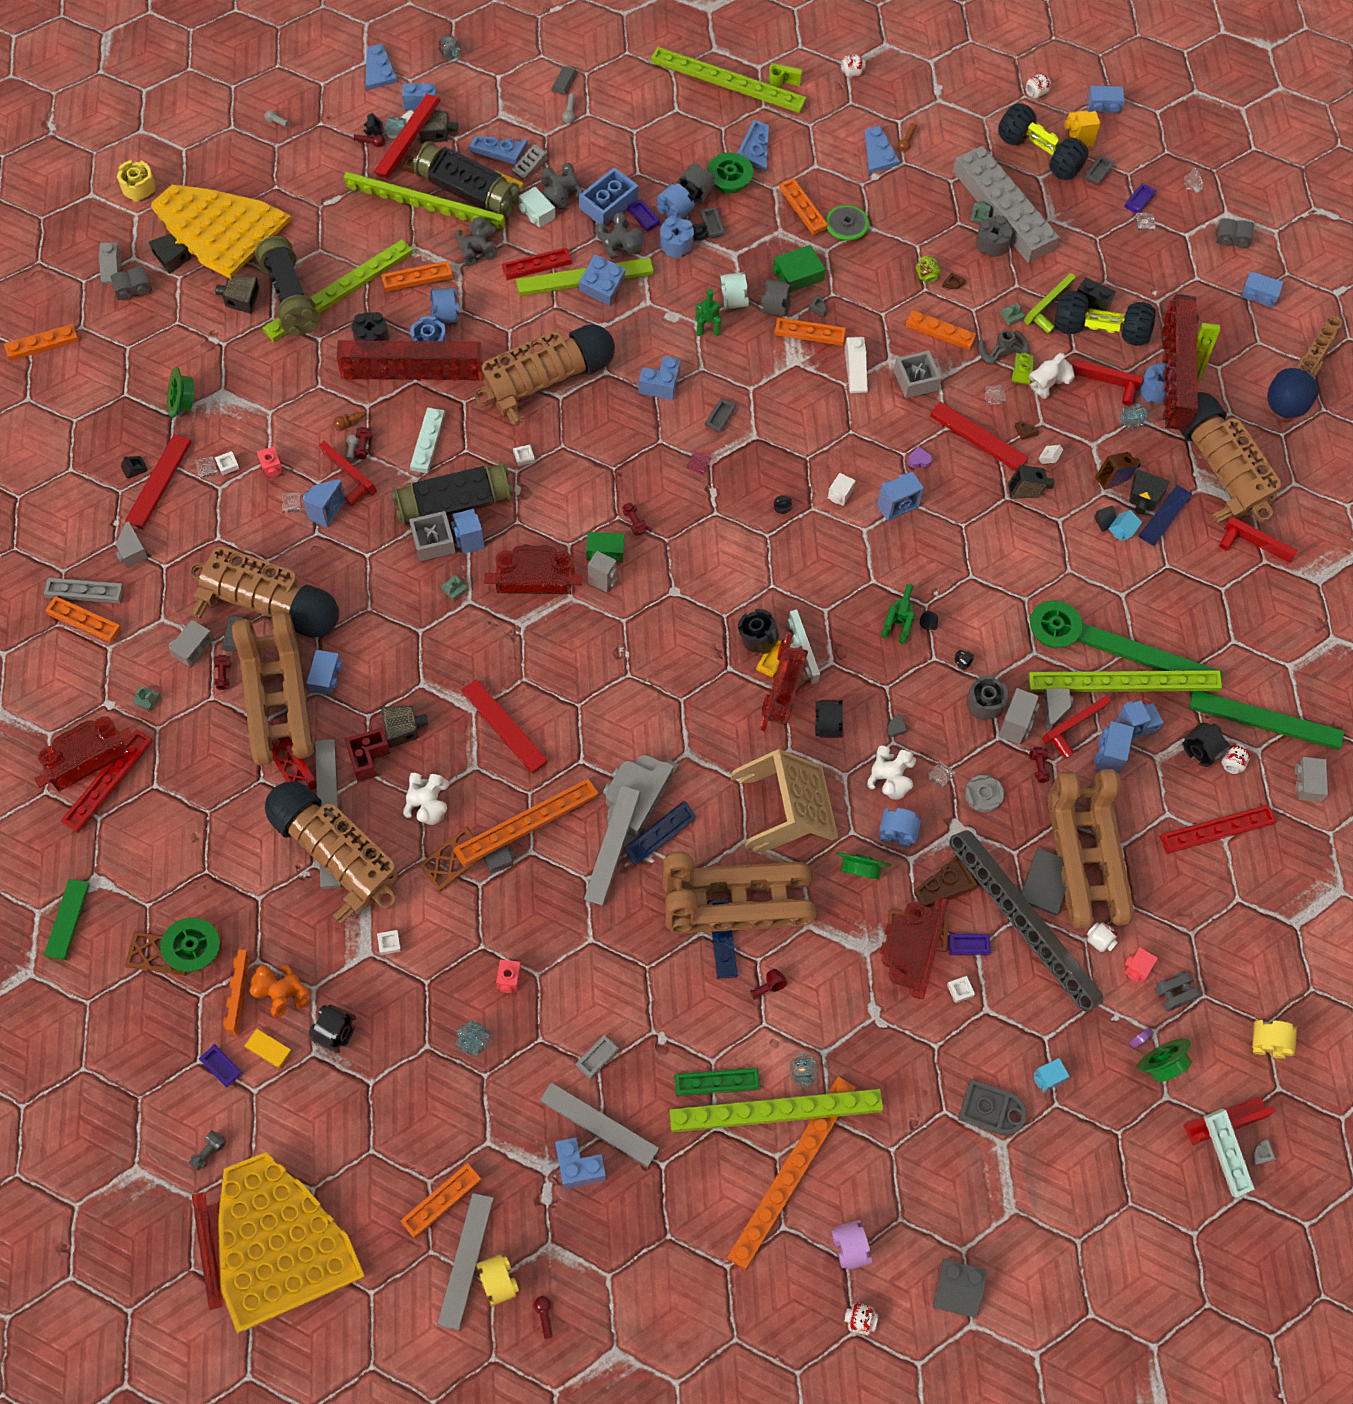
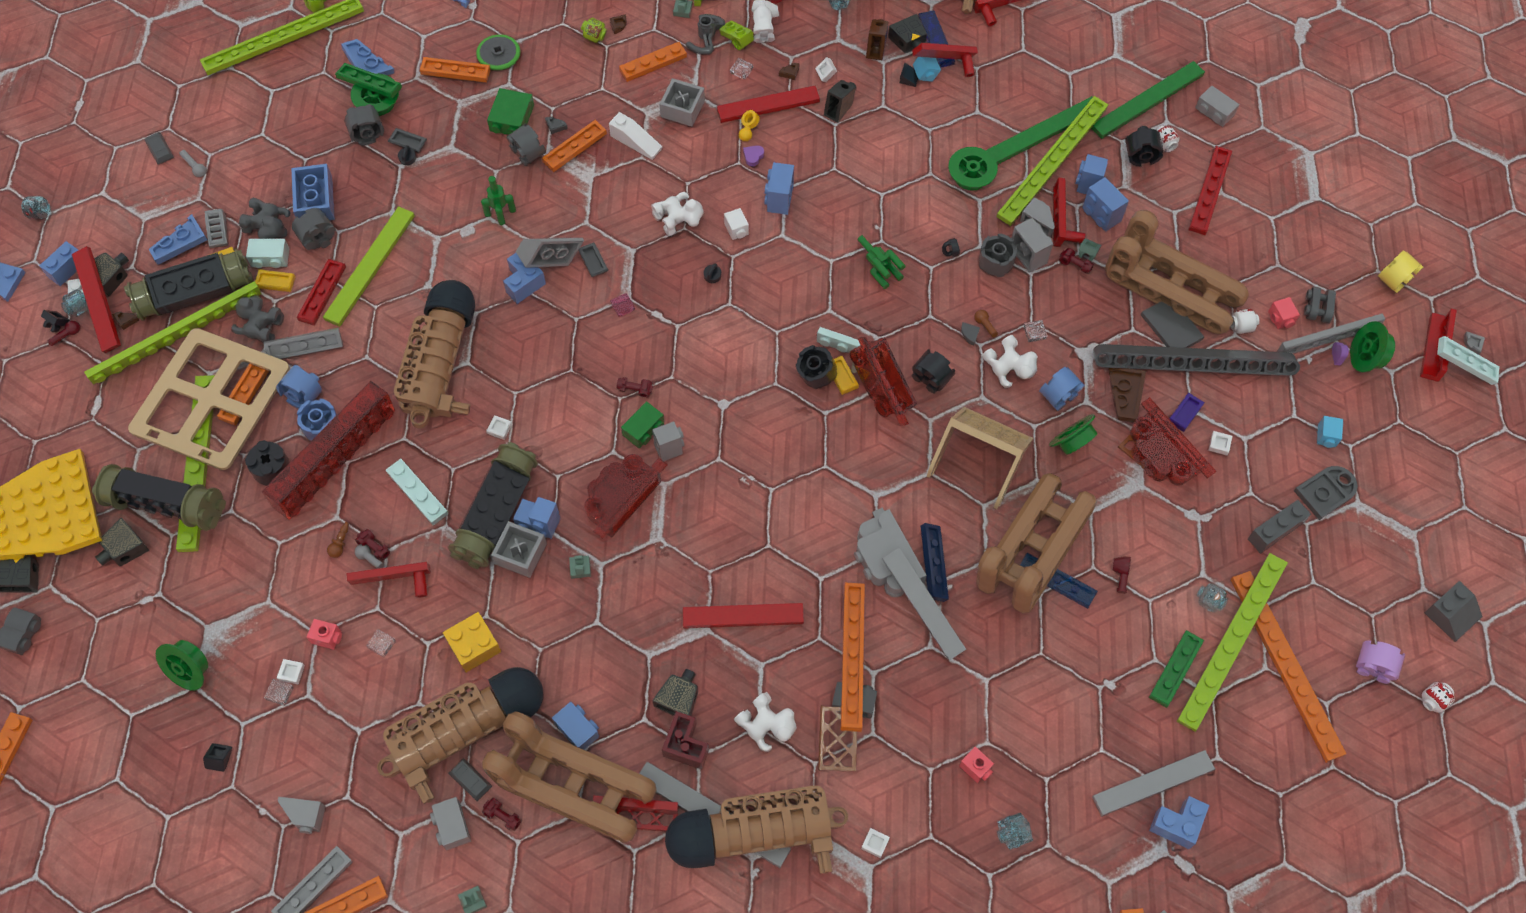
camera: 50 degrees left, 0 degrees up
(158, 481) = (254, 745): red tile -> none
(324, 501) = (408, 616): medium blue slope -> none
(336, 558) = (472, 642): none -> yellow brick
(390, 259) = (209, 398): none -> tan window
(483, 283) = (304, 343): none -> light grey plate
(520, 229) = (275, 280): none -> yellow tile
(578, 219) = (313, 229): none -> dark grey brick
(597, 1057) = (1093, 744): light grey tile -> none
(602, 279) = (389, 253): medium blue brick -> none
(630, 240) = (371, 207): dark grey animal -> none
(644, 215) = (352, 183): dark purple tile -> none
(675, 202) = (367, 151): medium blue brick -> none
(676, 237) = (399, 173): medium blue brick -> none
(692, 377) = (548, 251): none -> light grey slope
(734, 290) = (489, 164): light aqua brick -> none
(735, 158) = (368, 80): none -> green tile
(814, 441) = (690, 212): none -> white animal
(918, 1085) = (1279, 526): none -> dark grey brick
(920, 726) = (982, 317): none -> dark orange bar
(929, 620) = (899, 246): black tile -> none
(948, 434) = (750, 120): none -> yellow plate
(984, 793) = (1070, 315): light grey tile -> none
(1060, 764) = (1089, 247): none -> sand green tile
(1152, 1018) = (1327, 336): none -> light grey tile
(1168, 545) = (946, 51): none -> red piece

